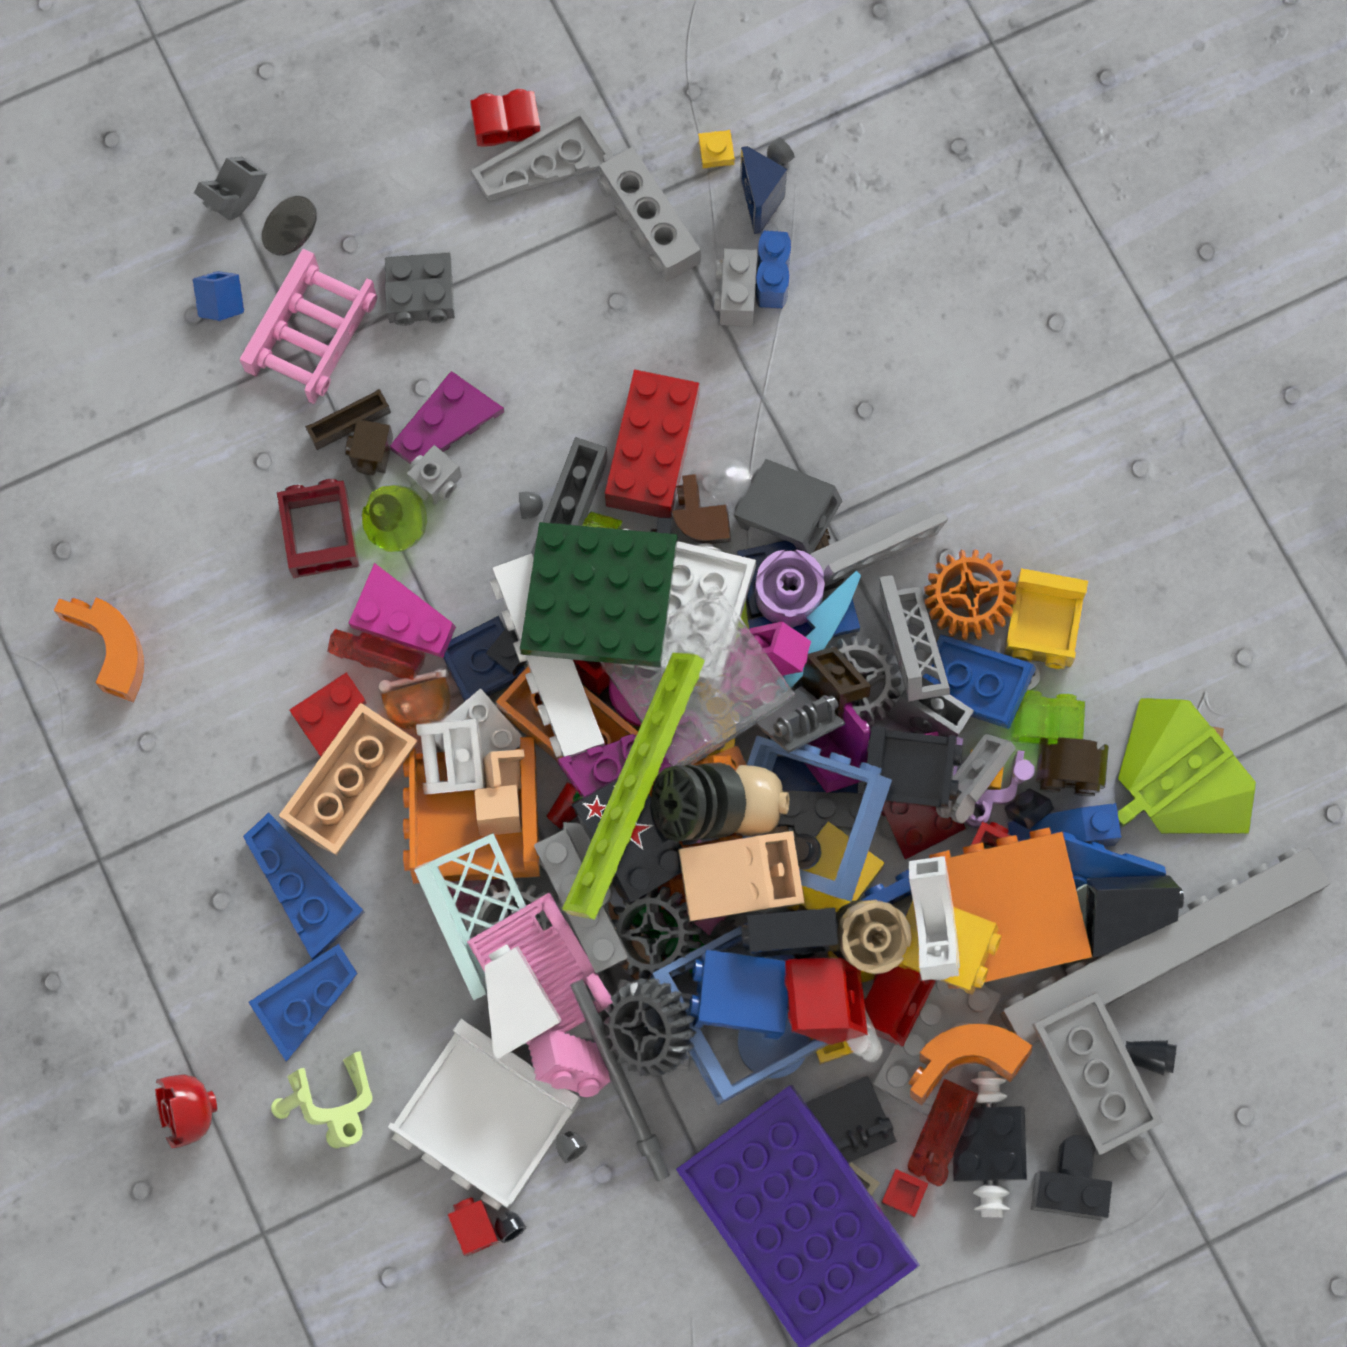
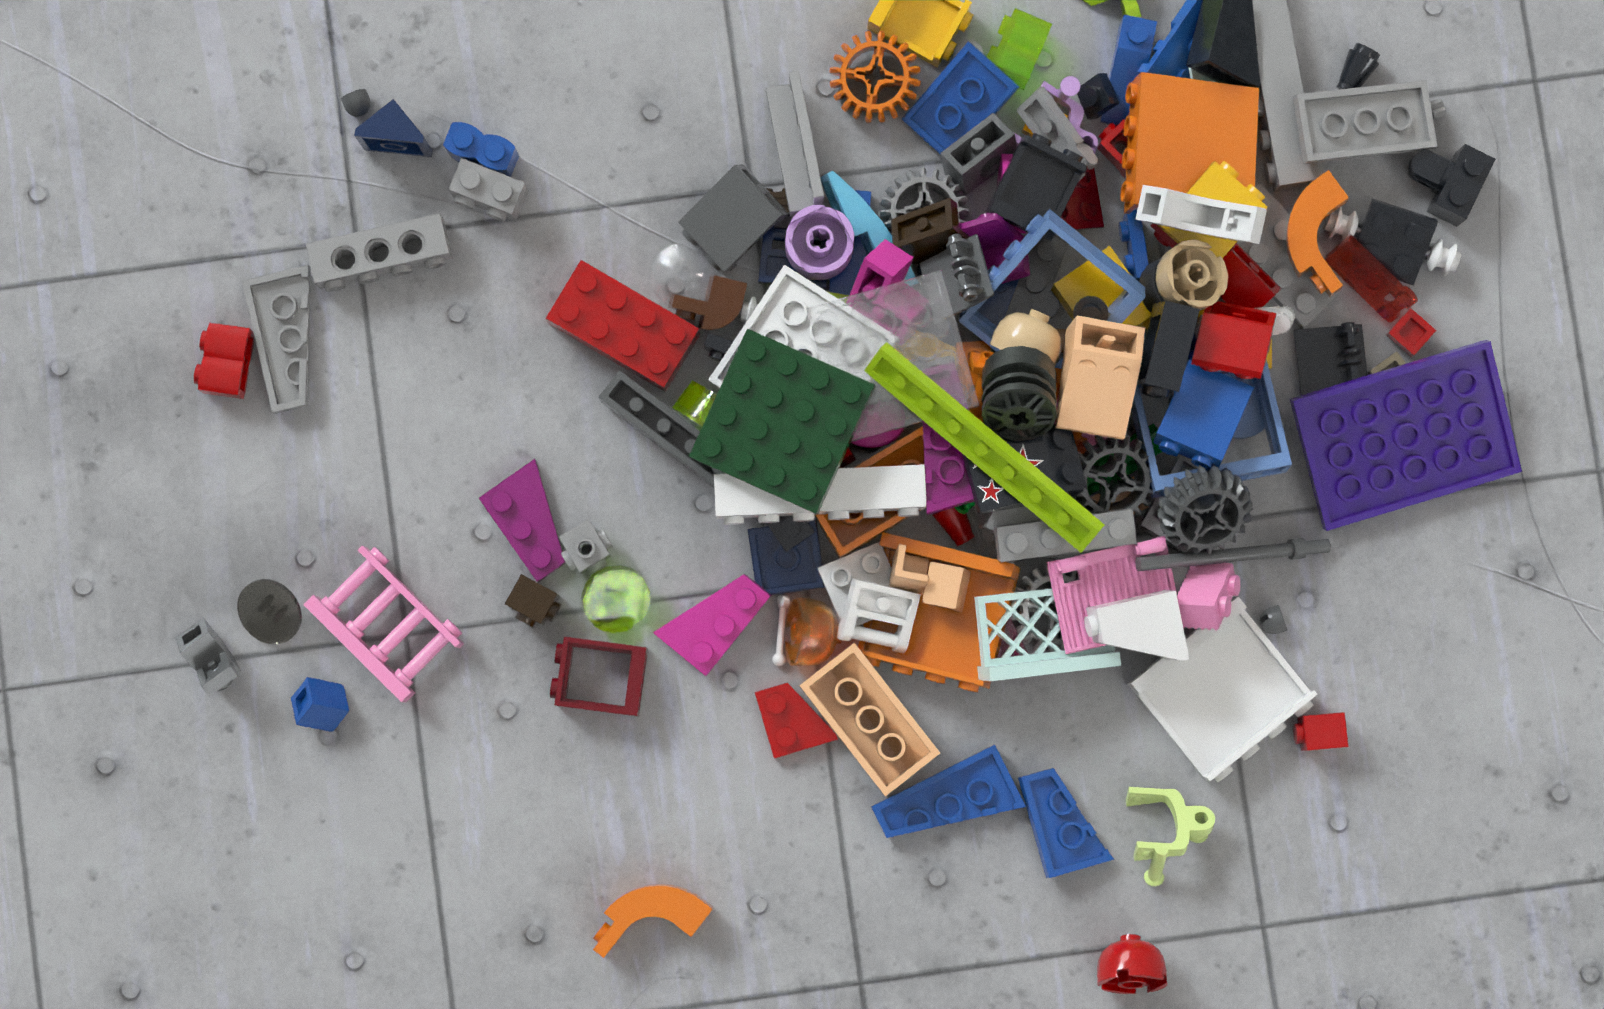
camera: 75 degrees left, 10 degrees up
(344, 420) = (496, 613): dark brown piece -> none
(377, 653) = (746, 656): clear red hinge -> none
(419, 288) = (379, 502): dark grey plate -> none
(510, 1227) = (1331, 697): black hinge -> none
(530, 504) = (643, 464): dark grey hinge -> none
(716, 149) = (329, 163): yellow plate -> none
(906, 644) = (906, 153): light grey fence -> none
(1071, 765) = (1072, 42): dark brown brick -> none

